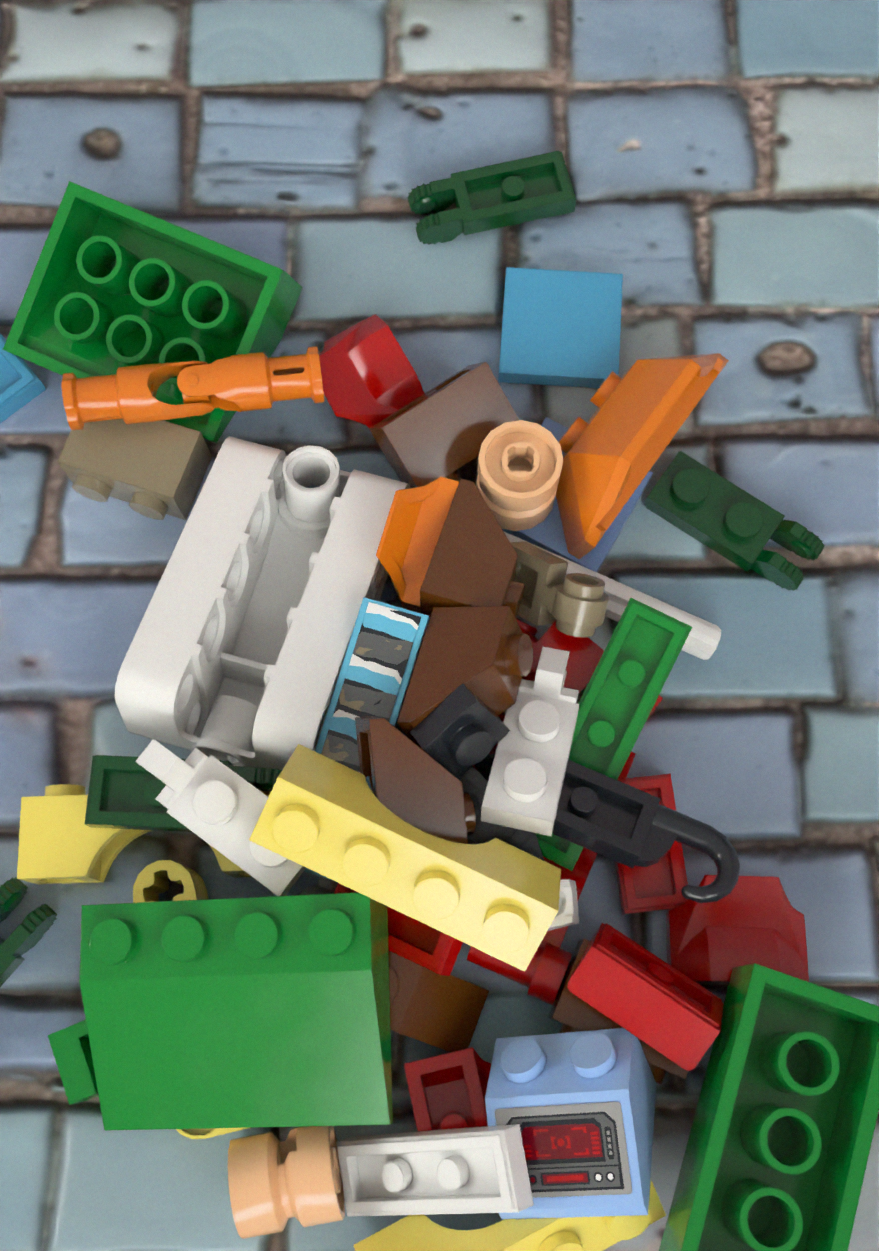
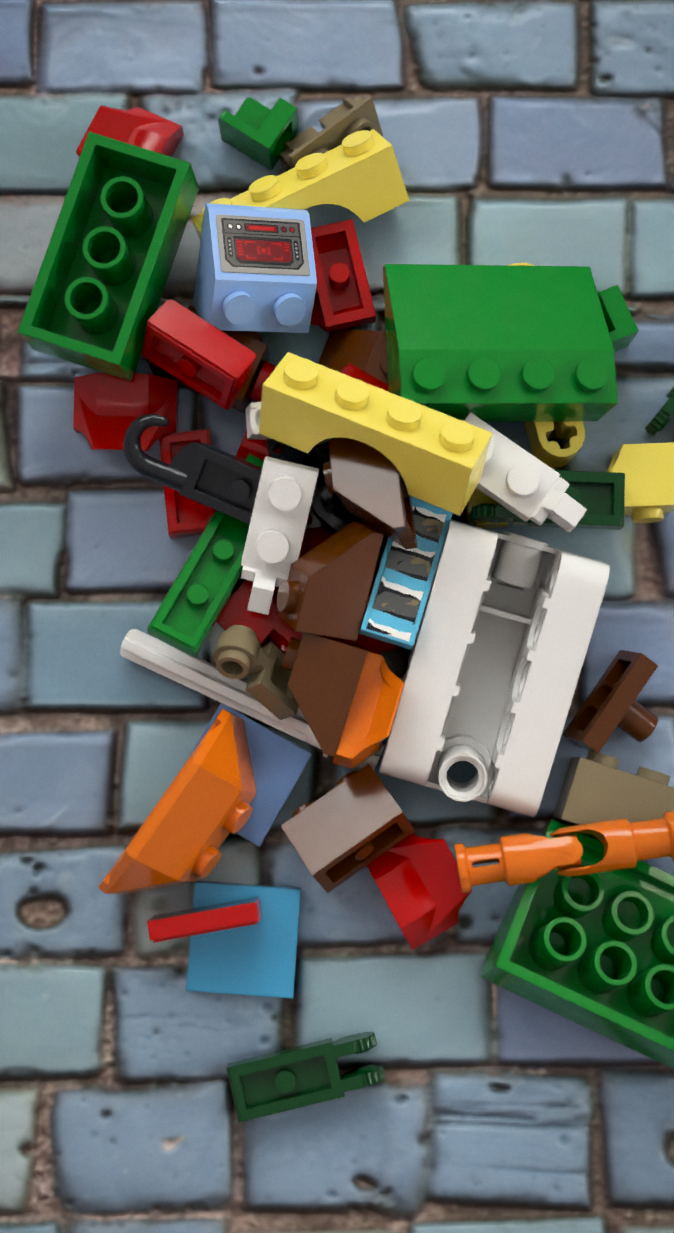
camera: 175 degrees right, 10 degrees up
(126, 568) = (614, 704): none -> reddish brown tile
(285, 1180) = (461, 239): light nougat wheel -> none
(435, 1172) = (349, 238): white tile -> none
(460, 731) = (334, 531): black plate -> none
(519, 473) = (284, 773): light nougat wheel -> none
(605, 330) = (204, 919): none -> red tile
(731, 521) = (107, 753): dark green hinge -> none

